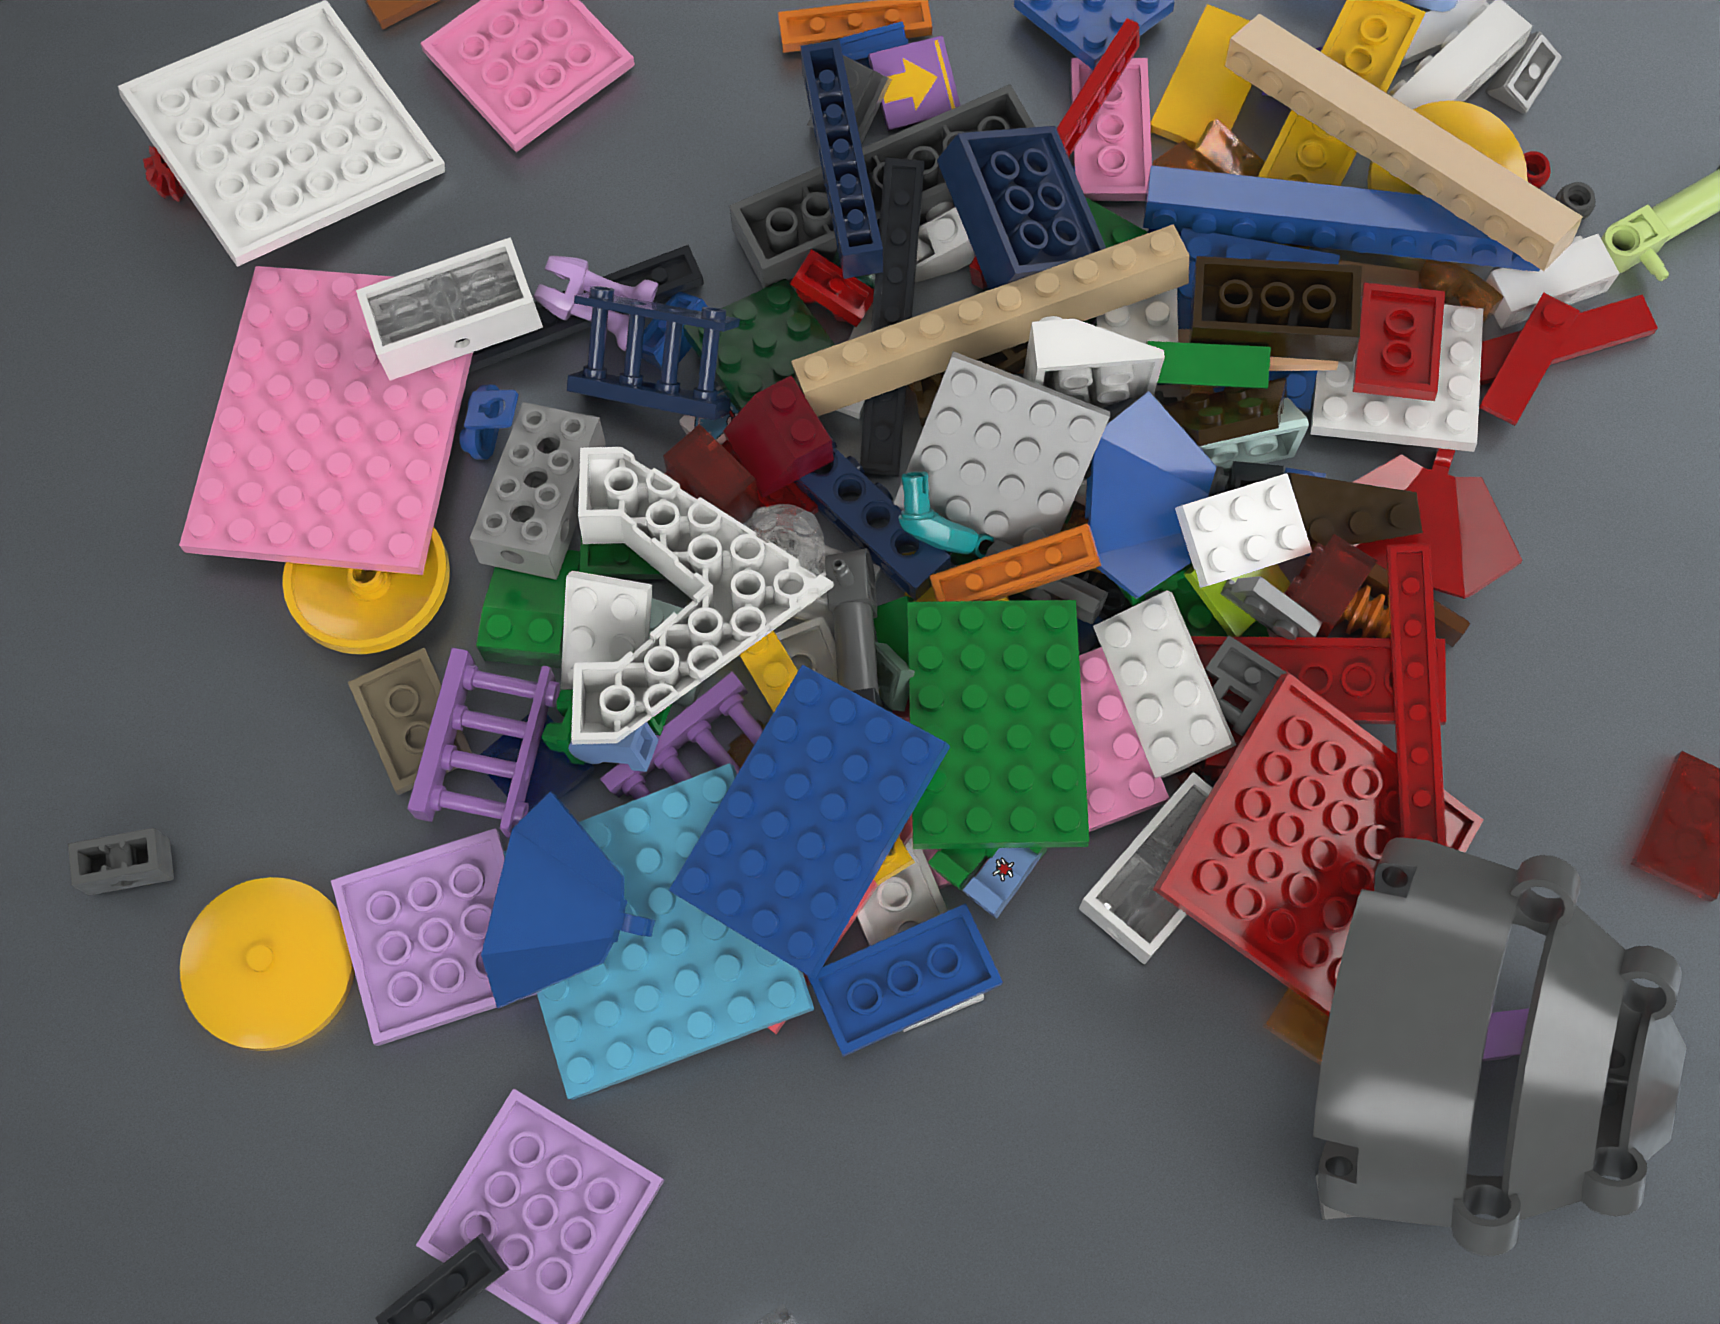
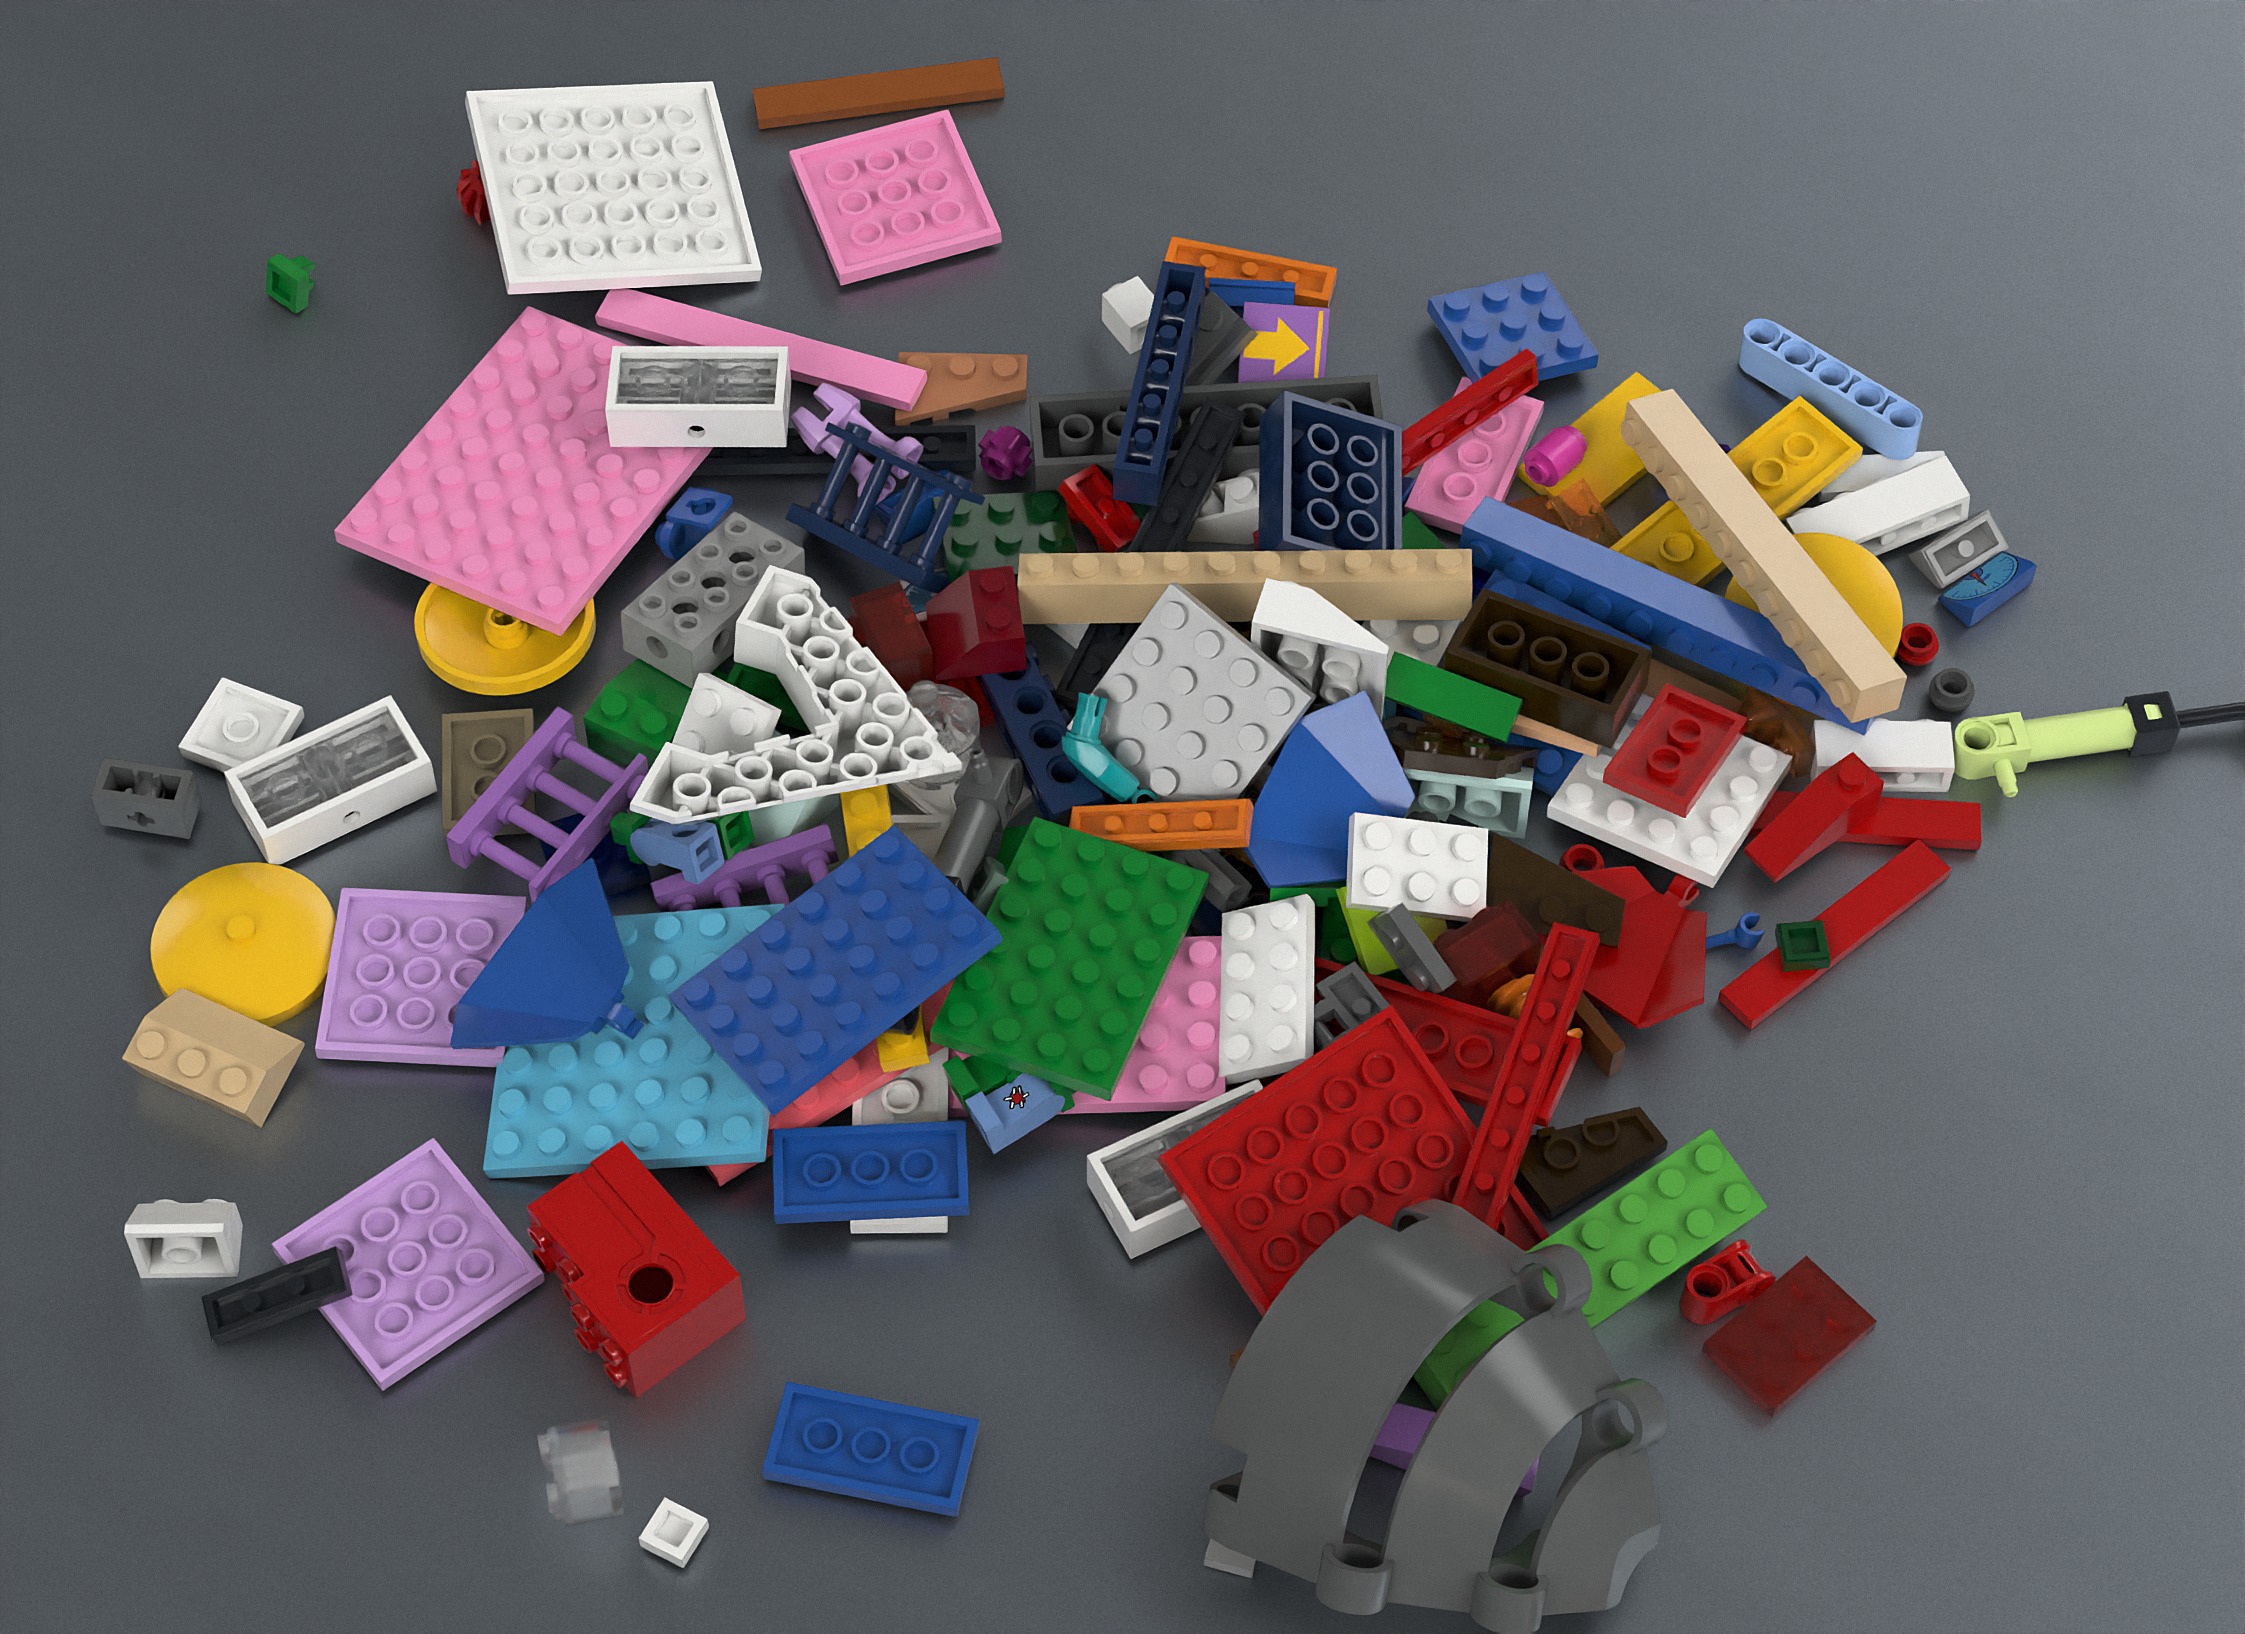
camera: 20 degrees right, 15 degrees down
(34, 315) = (289, 281): none -> green tile
(177, 761) = (239, 726): none -> white plate
(278, 784) = (331, 781): none -> brick
(287, 1085) = (214, 1055): none -> tan slope
(336, 1270) = (185, 1239): none -> white slope
(463, 233) = (809, 359): none -> bright pink tile
(648, 210) = (964, 382): none -> nougat wing
(725, 261) = (1005, 453): none -> magenta gear
(746, 1147) = (634, 1270): none -> red piece
(775, 95) = (1127, 312): none -> white brick
(1009, 1229) = (871, 1449): none -> blue plate
(1180, 105) = (1555, 455): none -> dark pink brick
(1356, 457) = (1581, 855): none -> red plate
(1478, 726) = (1582, 1159): none -> dark brown wing
(1504, 479) = (1740, 935): none -> blue hand
(1554, 788) = (1627, 1242): none -> bright green brick
(1562, 98) = (1988, 587): none -> slope
(1563, 475) = (1802, 945): none -> dark green tile
(1577, 453) = (1846, 925): none -> red tile
(1632, 795) = (1731, 1279): none -> red piece

